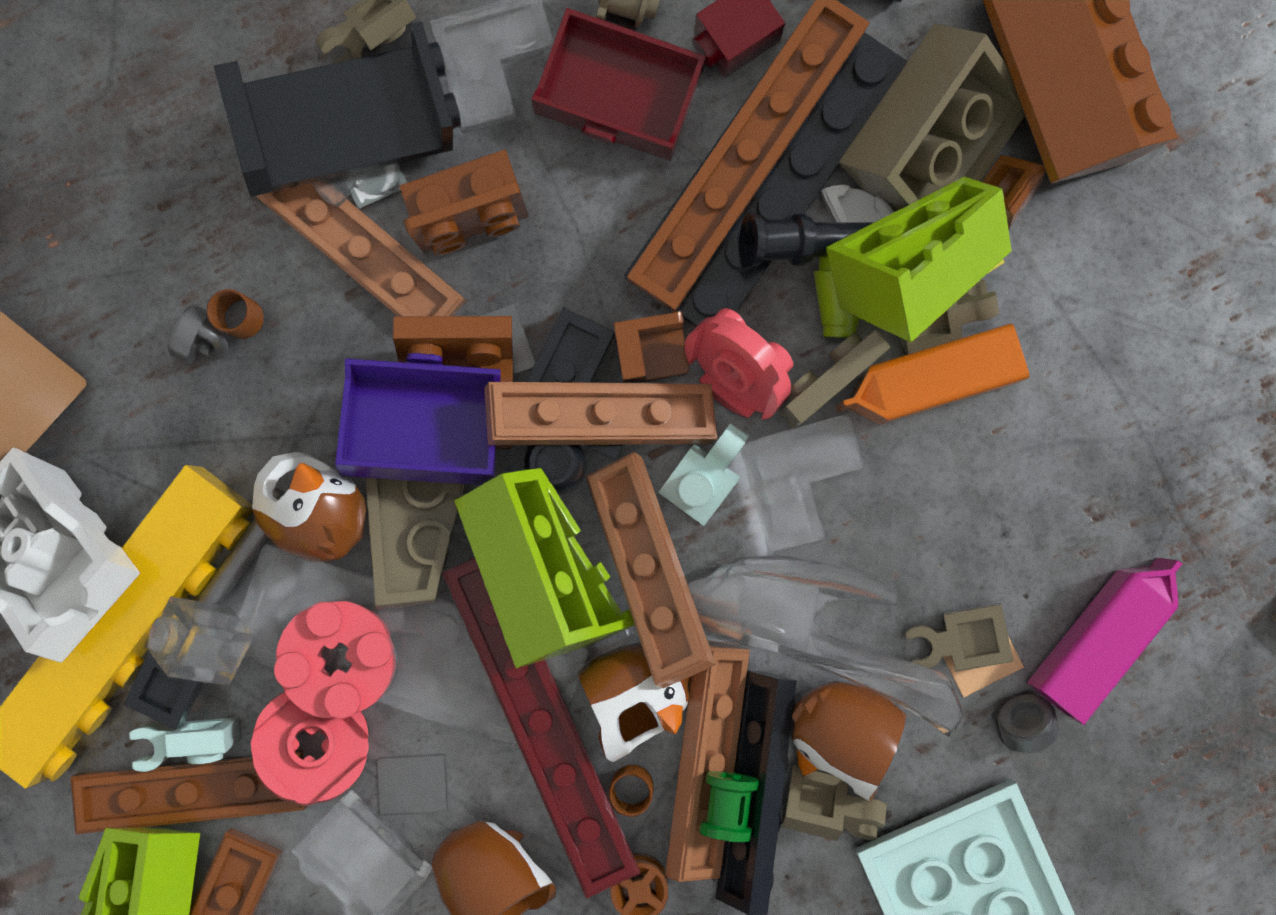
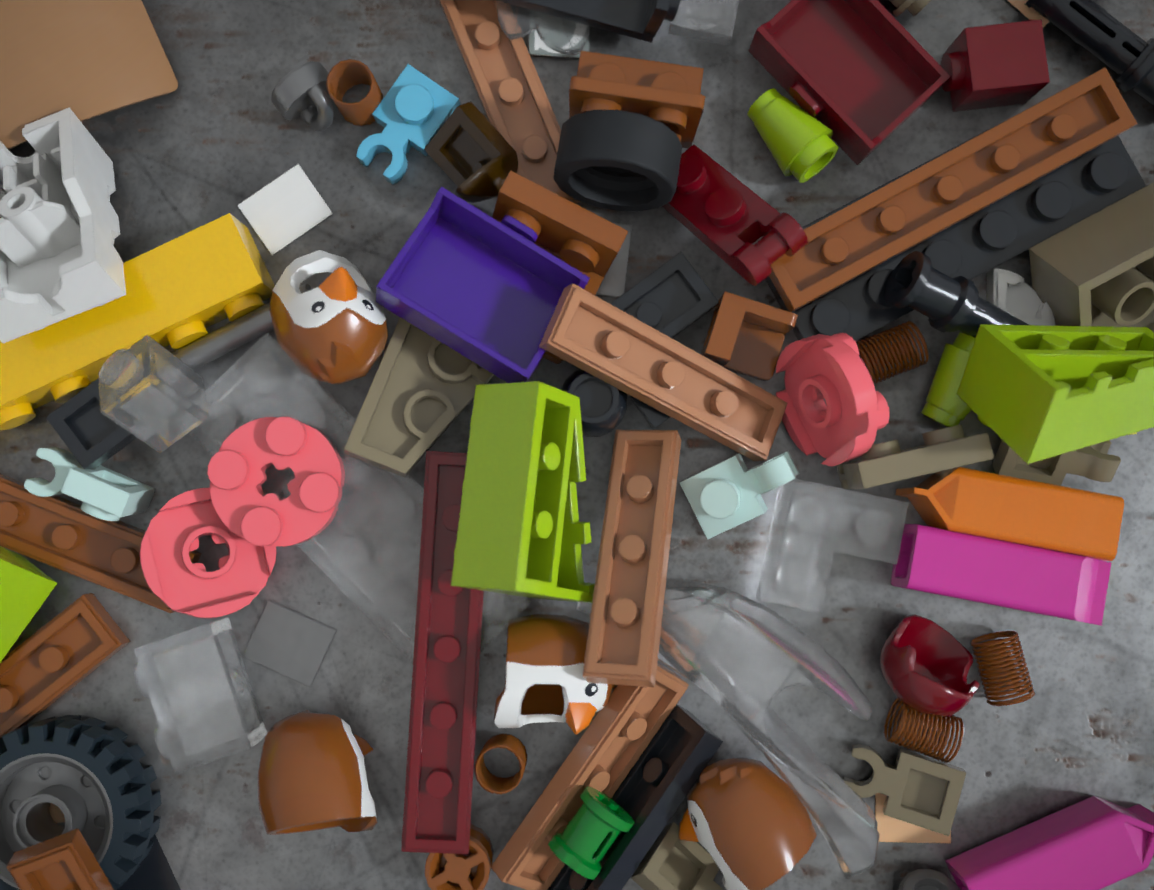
camera: 25 degrees right, 0 degrees up
(225, 436) = (285, 209): none -> white sticker
(290, 306) = (410, 118): none -> medium azure plate
(356, 315) = (472, 154): none -> dark brown plate
(474, 264) = (618, 160): none -> black tyre
(582, 260) = (732, 217): none -> dark red plate
(605, 167) = (792, 135): none -> lime cone
(786, 291) = (893, 353): none -> dark orange piece
(929, 536) = (927, 667): none -> dark red hair
(951, 431) = (1002, 573): none -> dark pink piece
(953, 589) = (911, 719): none -> dark orange piece
(983, 486) = (999, 665): none -> dark orange piece

